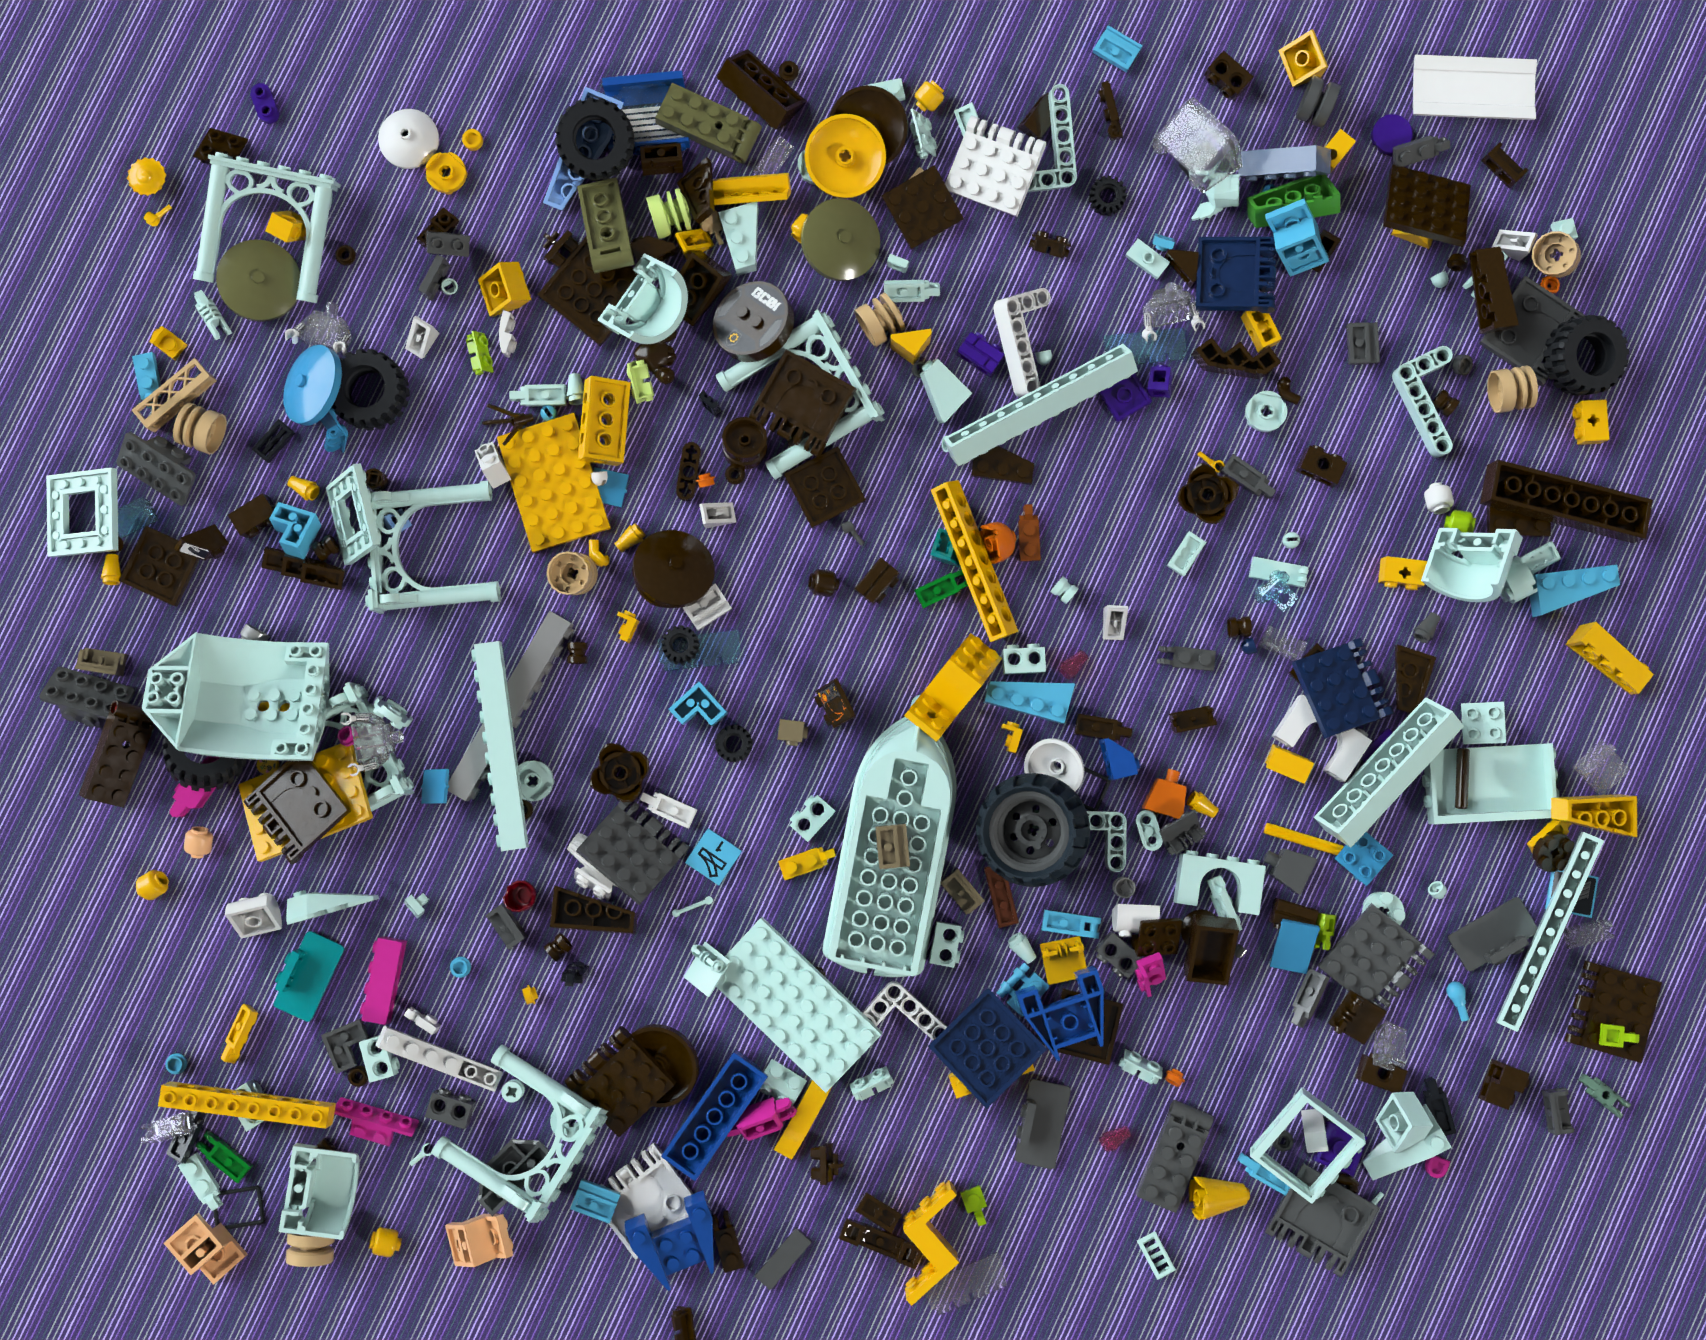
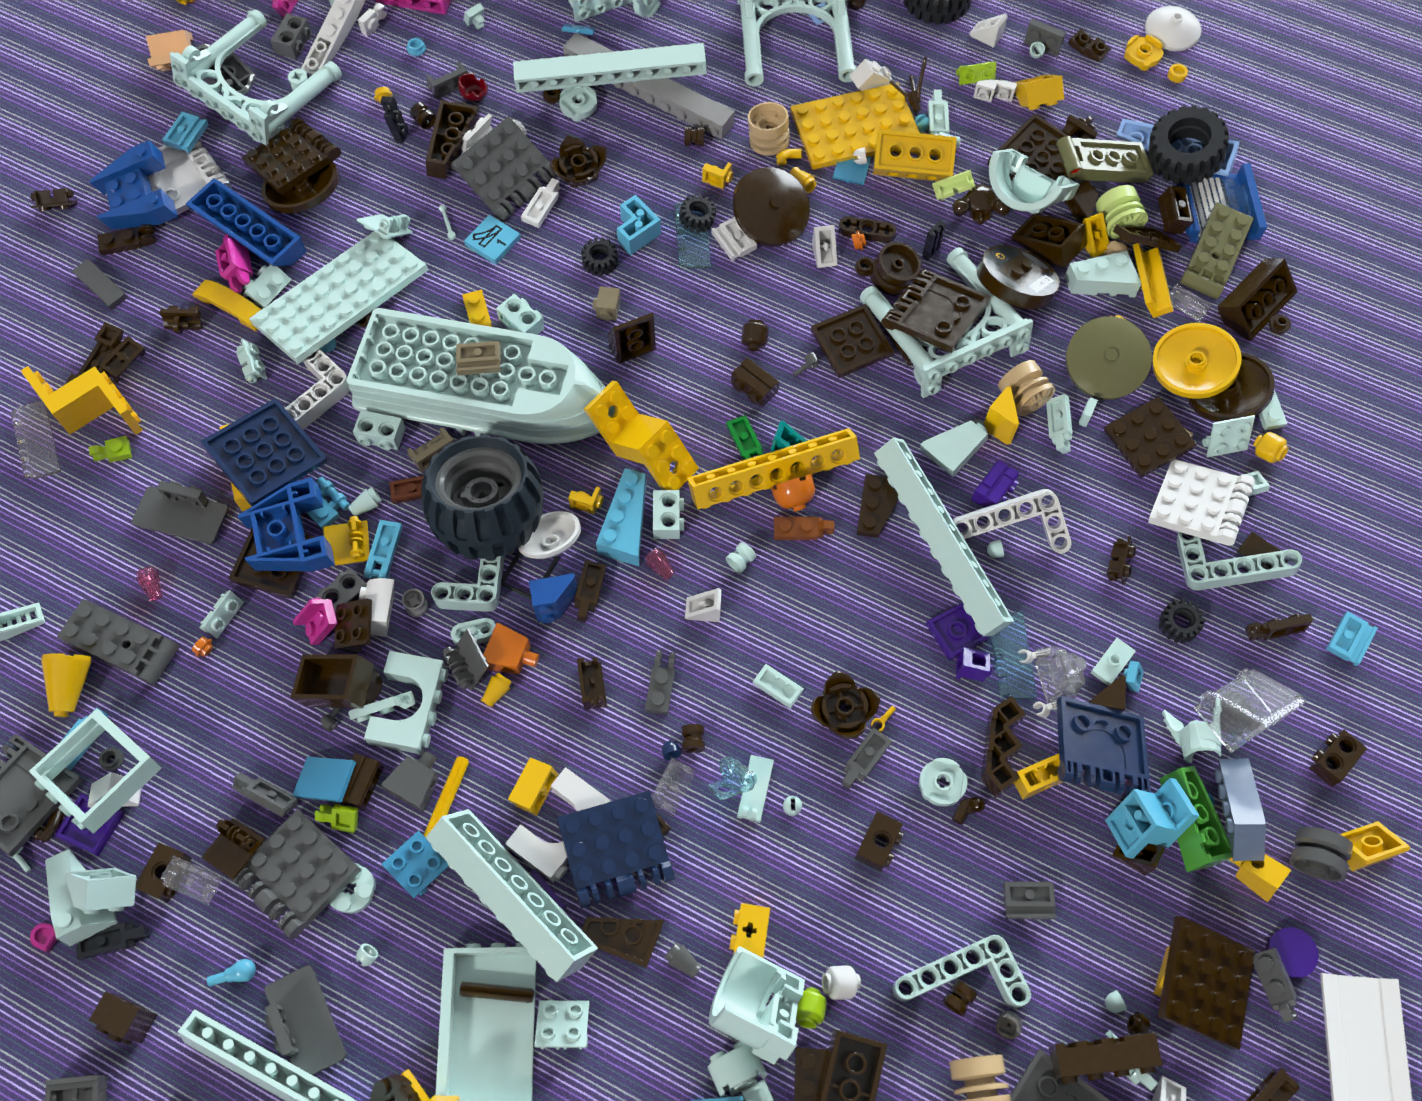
camera: 90 degrees right, 20 degrees down
(447, 243) = (1076, 44): dark grey brick -> none

